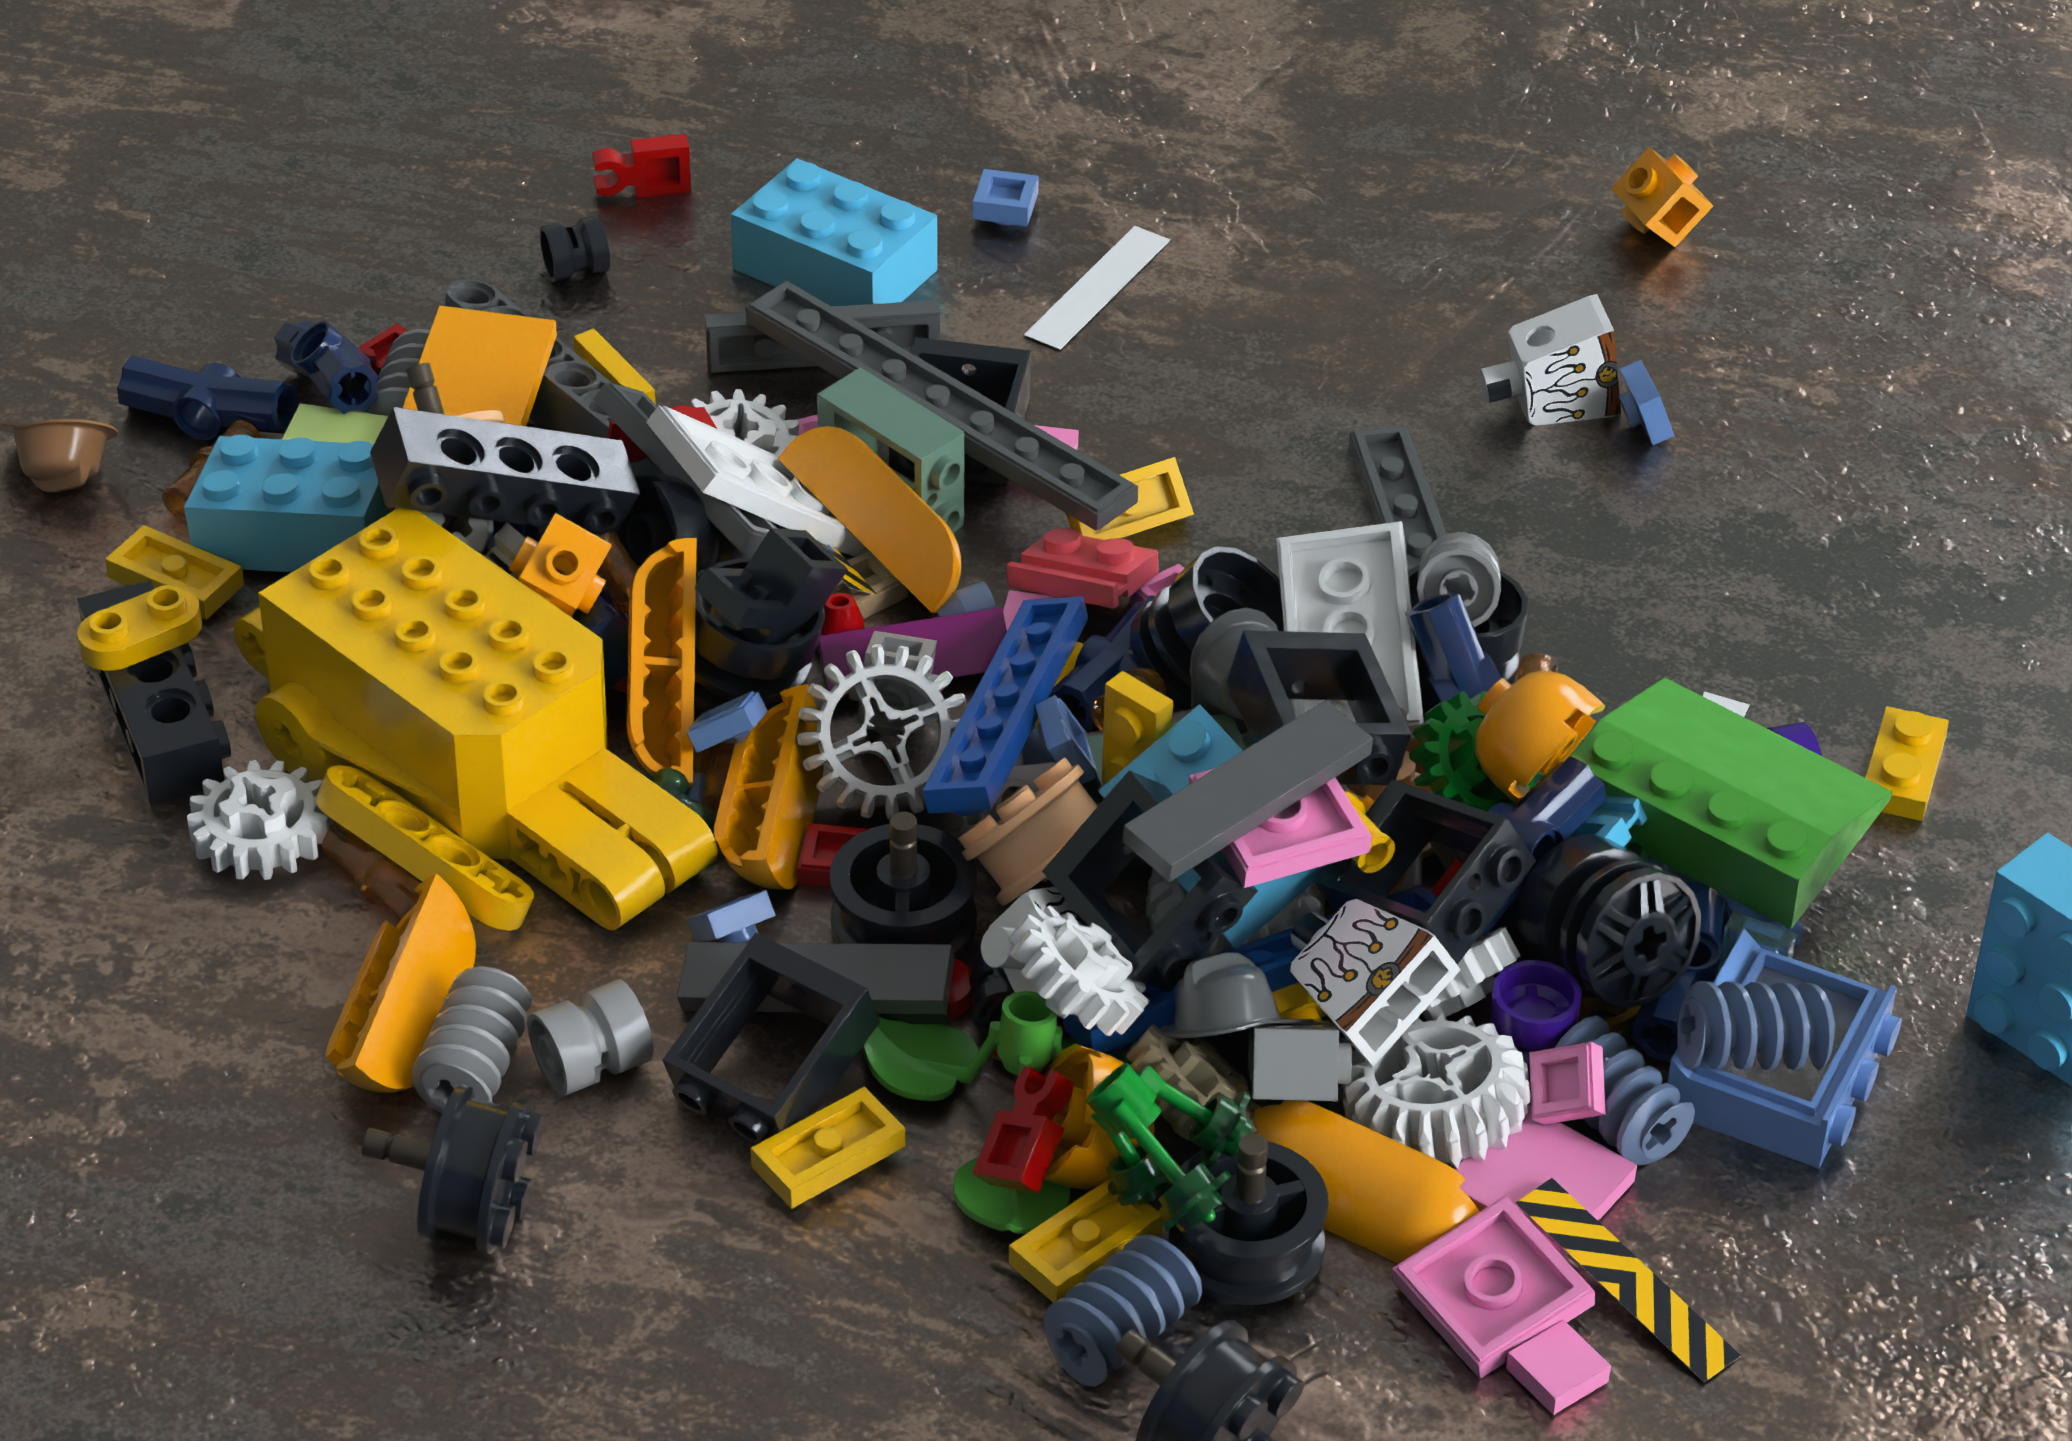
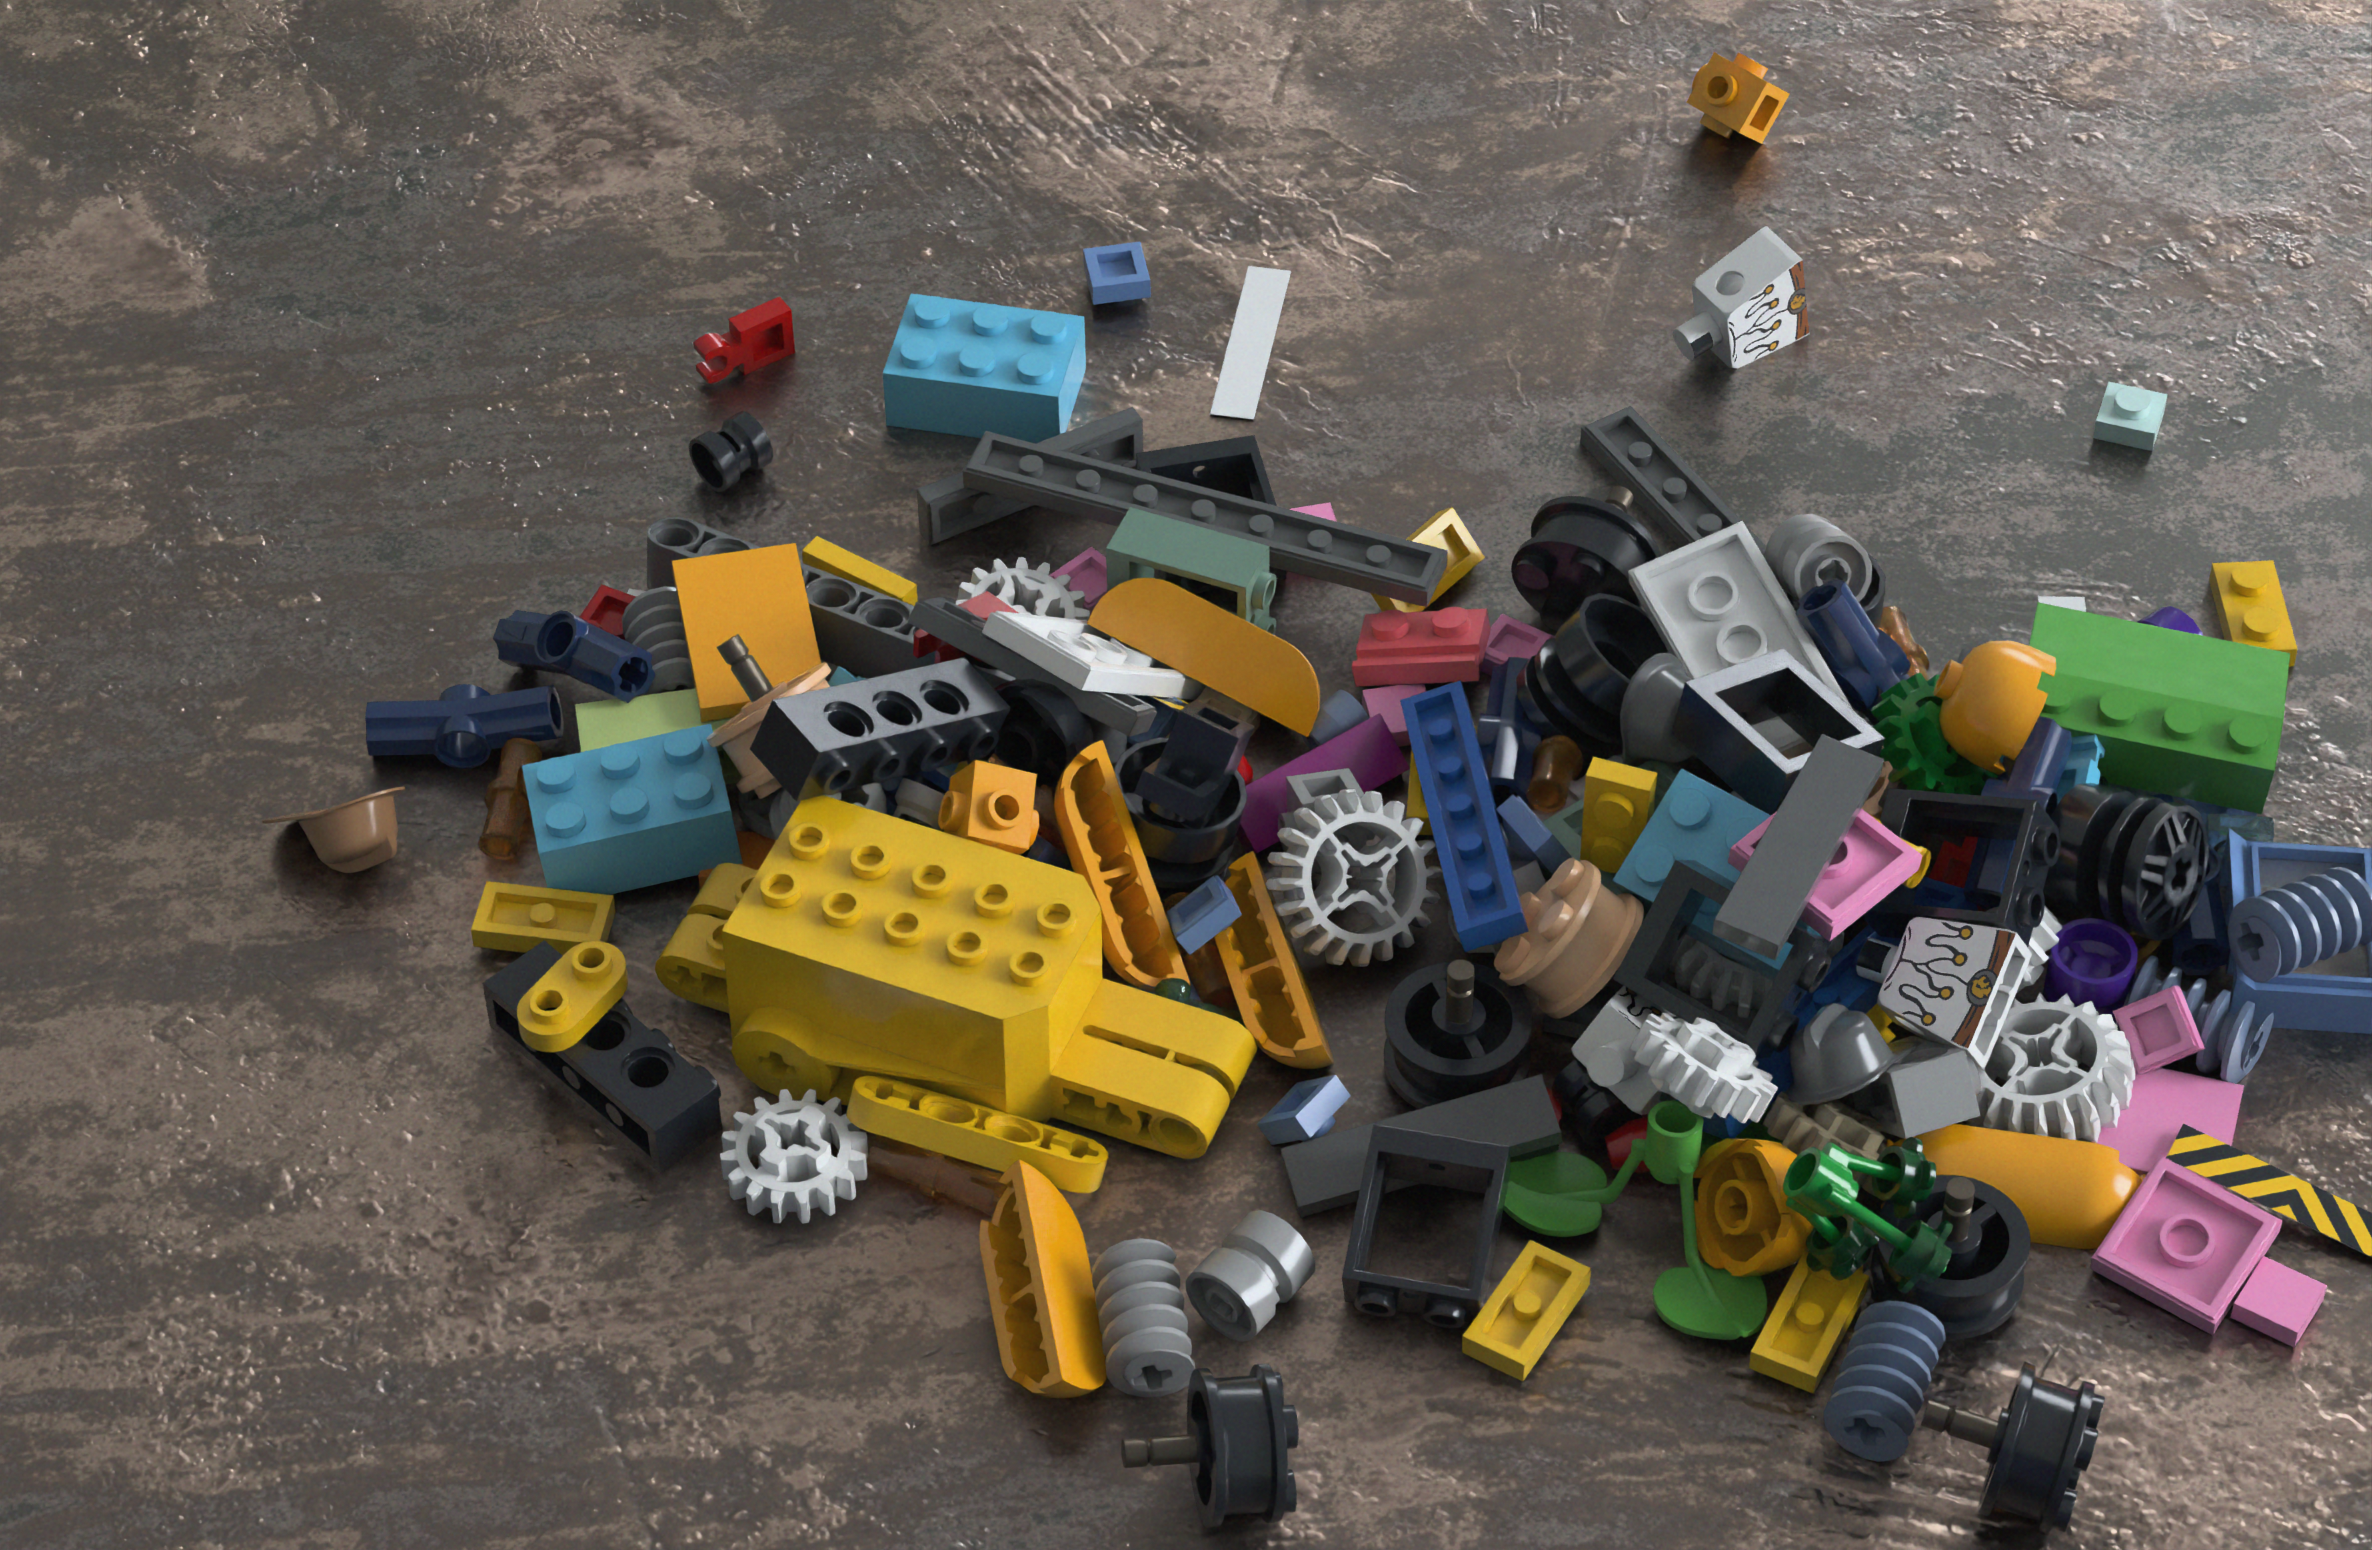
camera: 20 degrees left, 5 degrees up
(819, 850) = (1352, 1014): red tile -> none
(1025, 1140) = (1718, 1249): red plate -> none
(1263, 508) = (1581, 551): none -> black wheel
(1644, 404) = (1837, 318): medium blue plate -> none
(1887, 562) = (2130, 416): none -> light aqua plate

